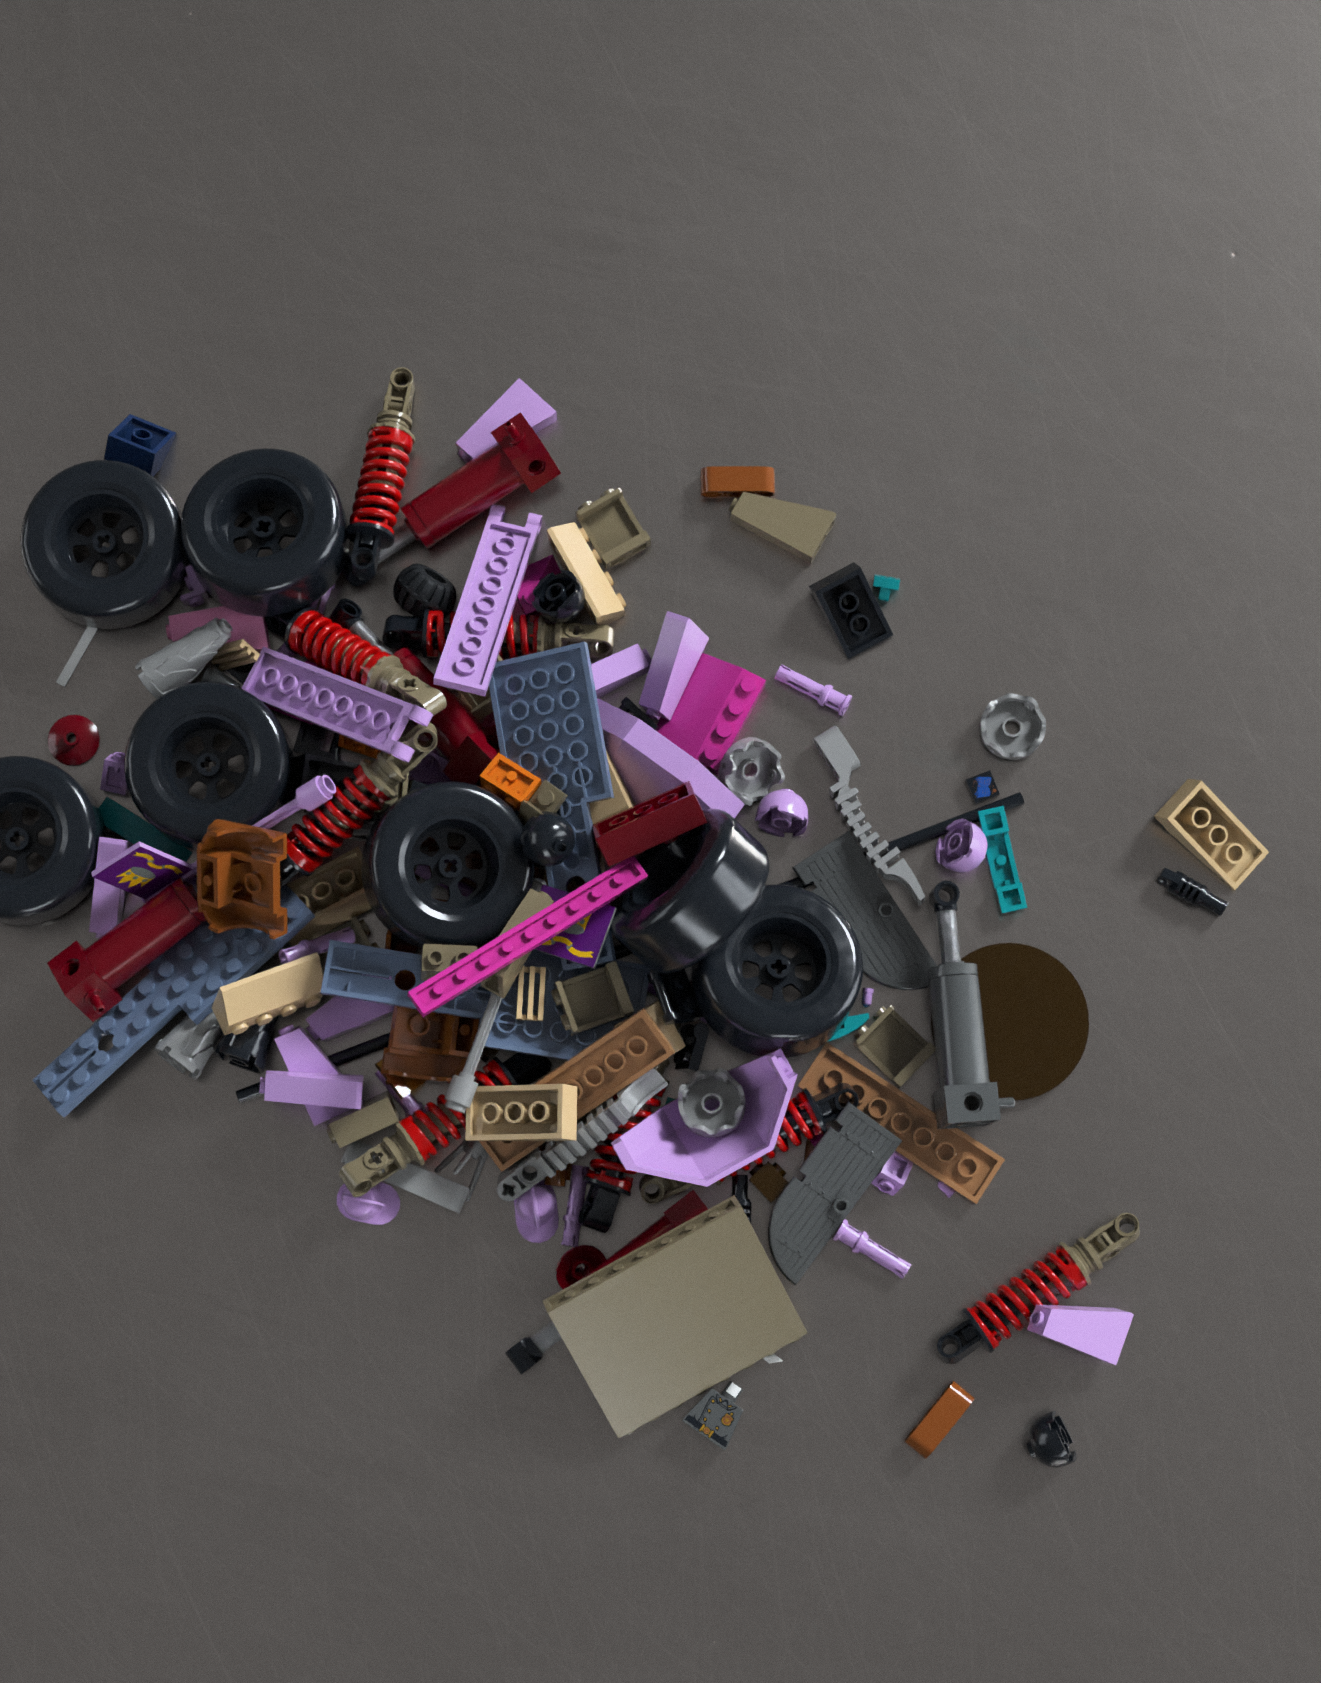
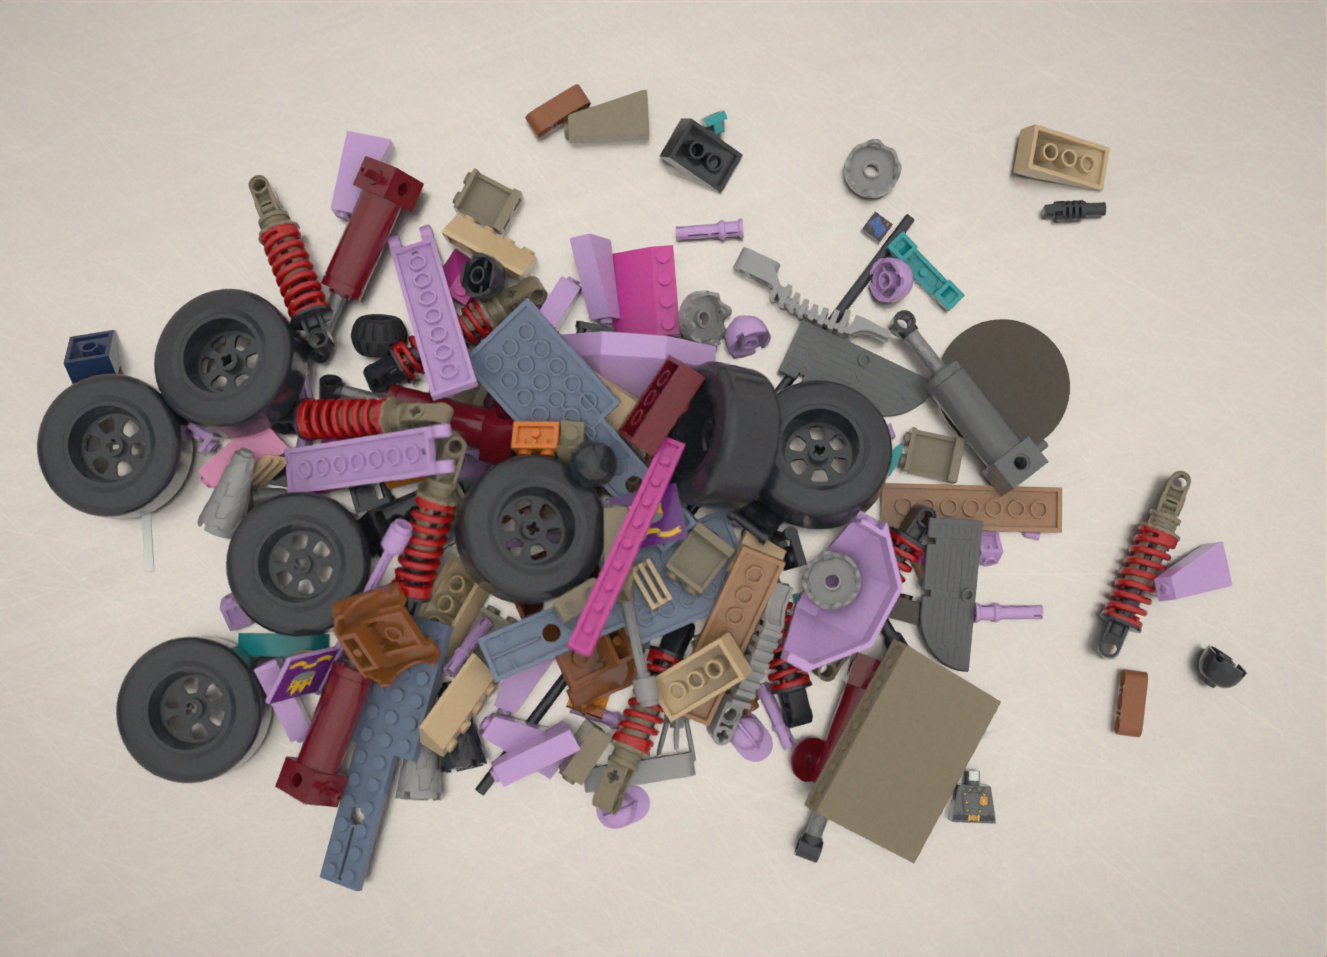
camera: 40 degrees left, 5 degrees up
(82, 748) = (197, 606): dark red dish -> none

